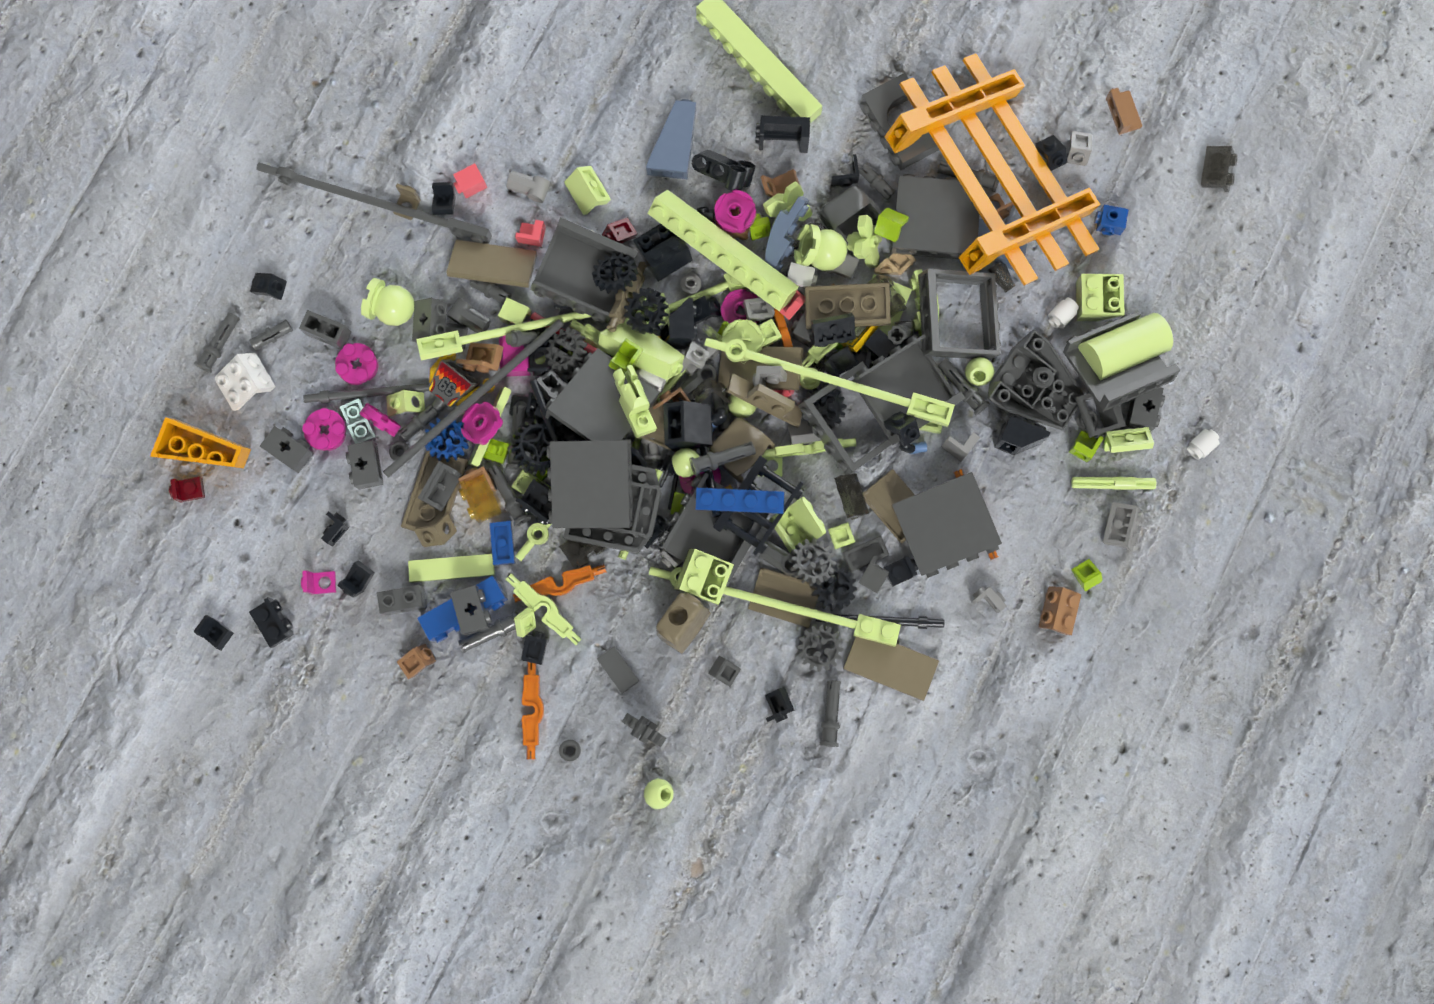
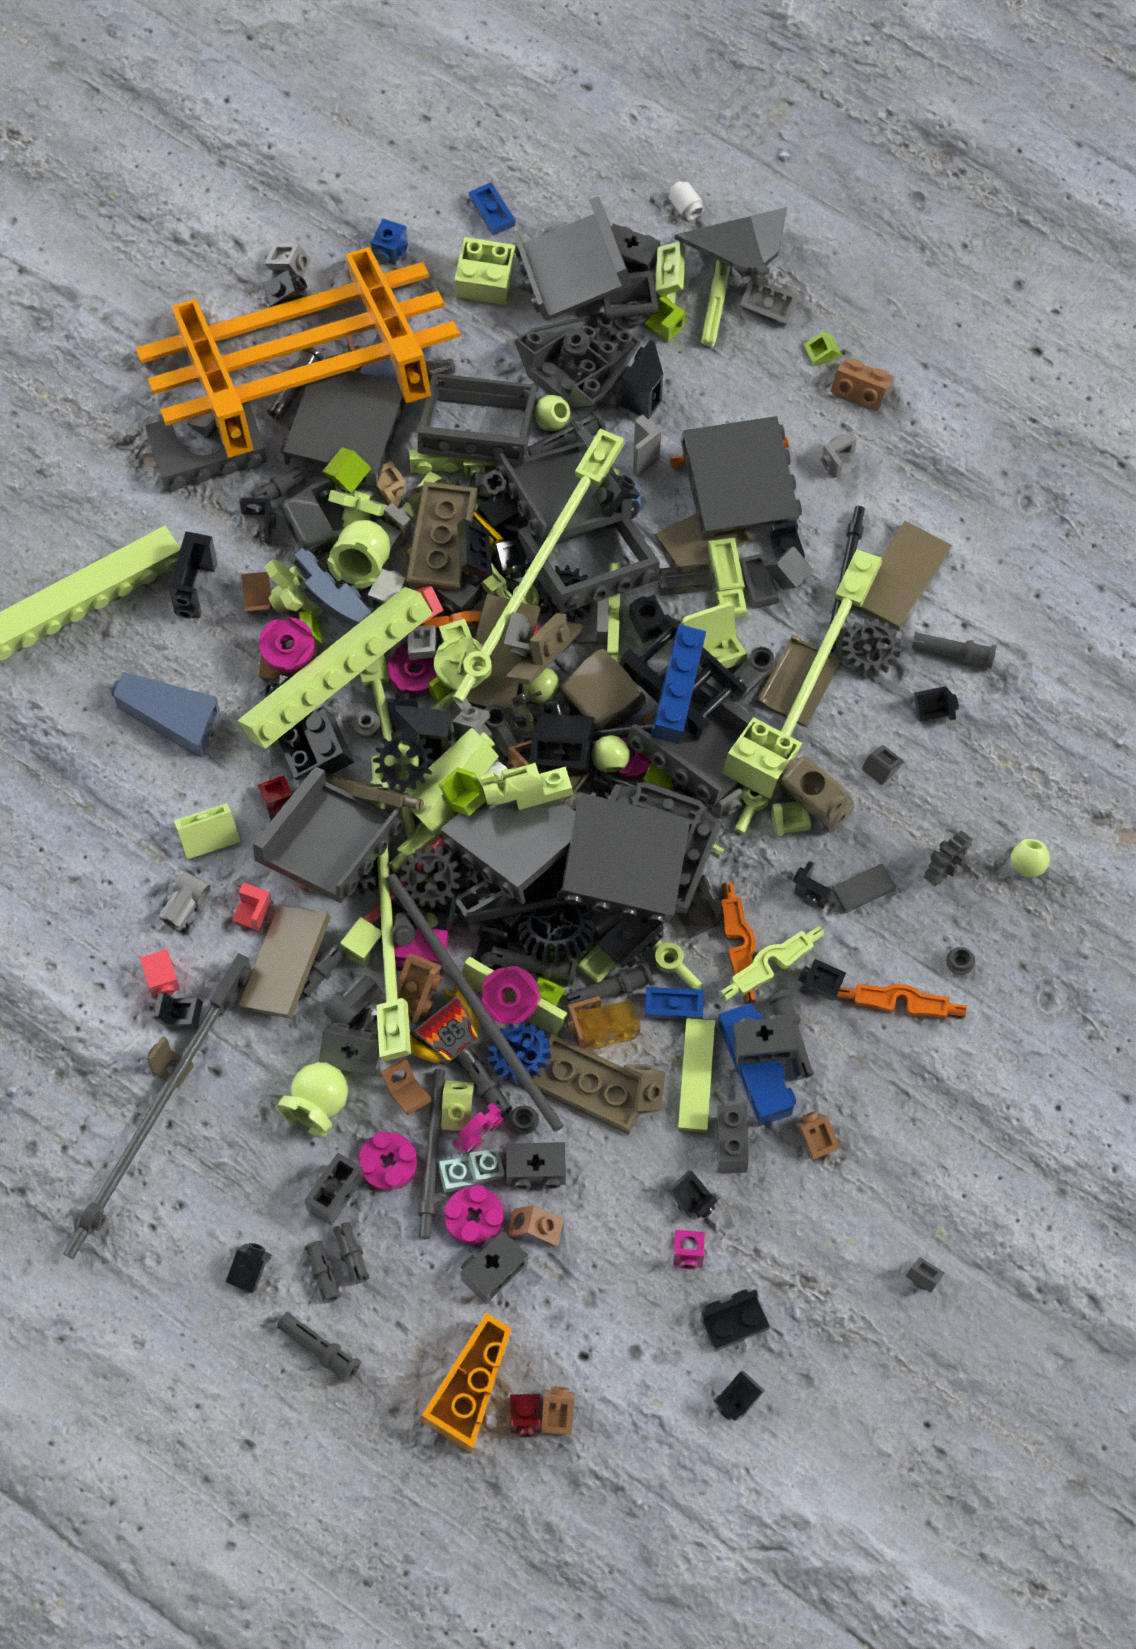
camera: 85 degrees left, 15 degrees down
(192, 510) = (558, 1411): none -> medium nougat bracket
(243, 379) = (383, 1317): white bracket -> none
(285, 351) = (351, 1253): none -> dark grey pin
(320, 753) = (925, 1275): none -> dark grey plate
(321, 474) = (537, 1224): none -> medium nougat bracket
(334, 532) = (622, 1219): black bracket -> none
(407, 367) = (407, 1091): none -> medium nougat bracket
(440, 486) = (584, 1067): dark grey hinge -> none
(525, 622) = (787, 983): yellowish green tile -> none
(604, 274) = (354, 784): black gear -> none
(604, 631) = (810, 890): none -> black bracket
(664, 601) = (789, 818): none -> yellowish green tile
(713, 460) = (618, 713): dark grey pin -> none
(735, 175) = (235, 640): black piece -> none
(810, 482) = (646, 628): none -> black brick
(822, 566) = (777, 628): dark grey gear -> none
(840, 595) = (810, 620): black gear -> none
(860, 273) = (400, 520): none -> light grey bracket
(872, 526) = (725, 564): none -> yellowish green tile
(1063, 313) = (495, 313): white brick -> none
(1123, 111) = (251, 207): medium nougat panel -> none
(1128, 345) = (552, 248): yellowish green brick -> none
(1161, 293) = (492, 208): none -> blue plate
(1166, 490) = (742, 243): none -> dark grey panel
(1219, 167) = (348, 122): clear smoke bracket -> none

